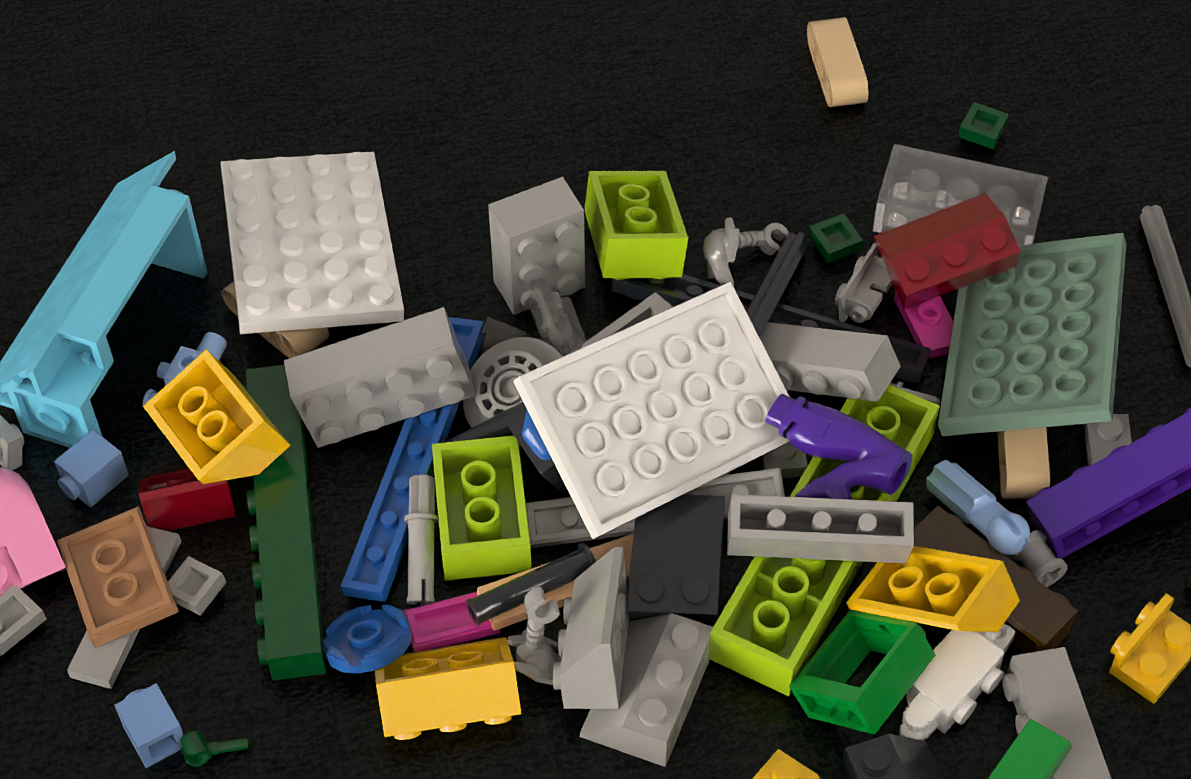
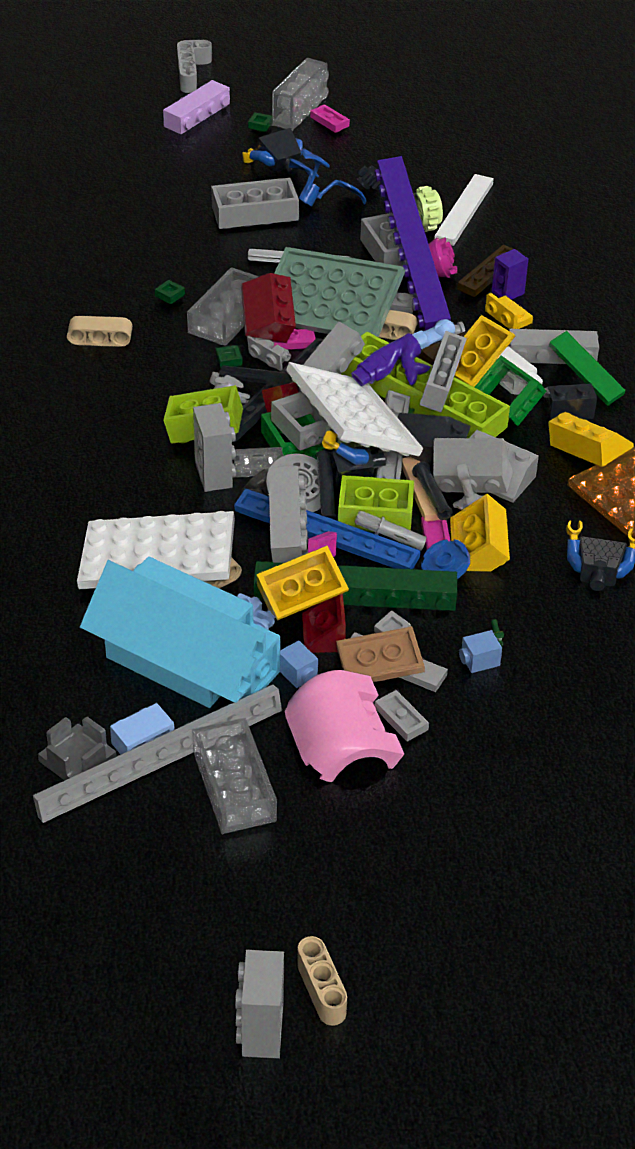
camera: 80 degrees left, 10 degrees down
(347, 445) = (322, 540): none -> dark pink tile

